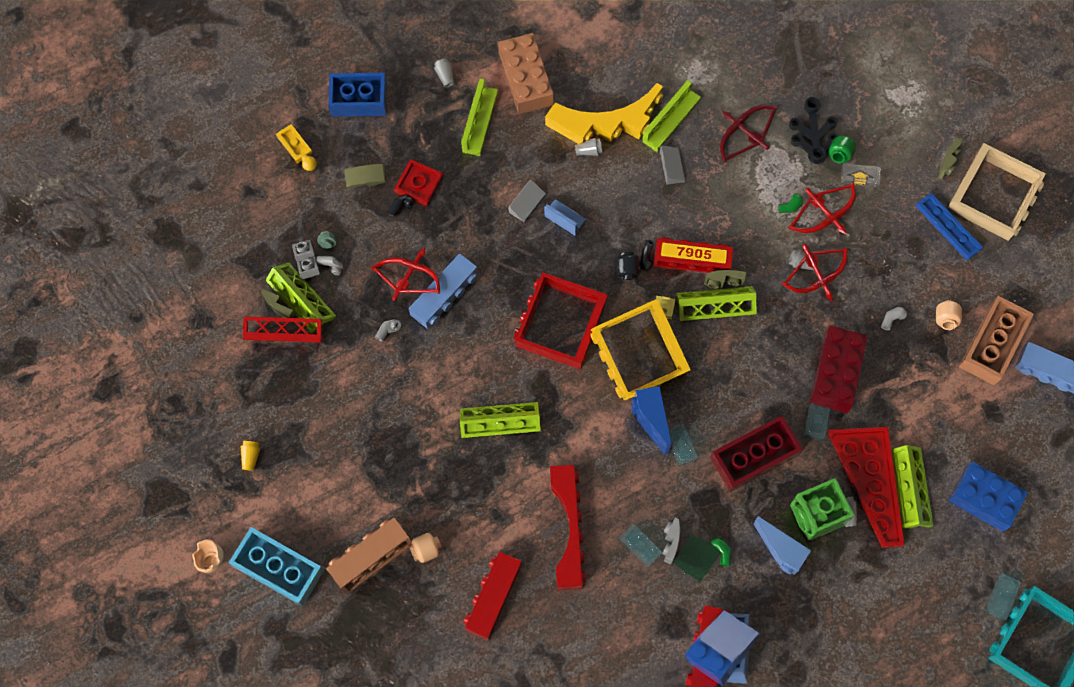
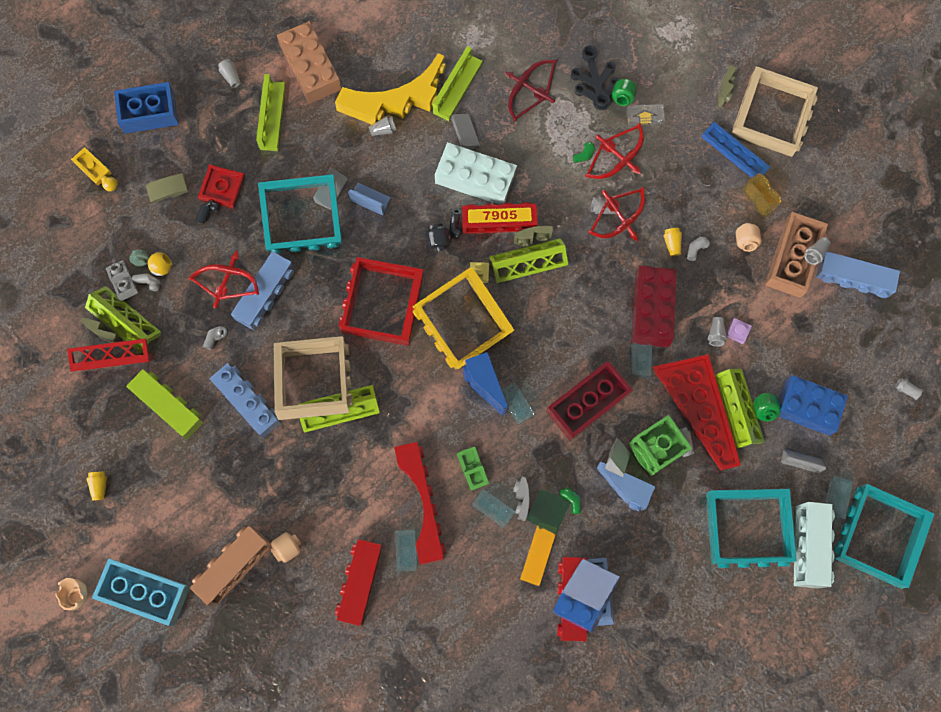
camera: 15 degrees left, 5 degrees up
(329, 387) = (163, 403): none -> lime brick
(345, 249) = (159, 264): none -> yellow piece
(407, 395) = (244, 400): none -> medium blue brick
(478, 354) = (310, 347): none -> tan window
(499, 191) = (300, 183): none -> teal window
(545, 572) = (405, 551): none -> clear light blue plate
(625, 502) = (472, 468): none -> bright green slope
(675, 208) = (475, 174): none -> light aqua brick
(678, 602) = (537, 556): none -> light orange tile
(776, 516) = (618, 458): none -> light grey slope
(869, 306) = (673, 240): none -> yellow cone
(901, 408) = (717, 334): none -> light grey cone
(911, 577) = (786, 526): none -> teal window
(923, 409) = (738, 331): none -> lavender plate
(940, 490) = (766, 407): none -> green head
(967, 639) = (814, 545): none -> light aqua brick
(968, 272) = (762, 195): none -> clear yellow brick
(970, 553) = (802, 461): none -> light grey slope
(1015, 341) = (817, 251): none -> light grey cone

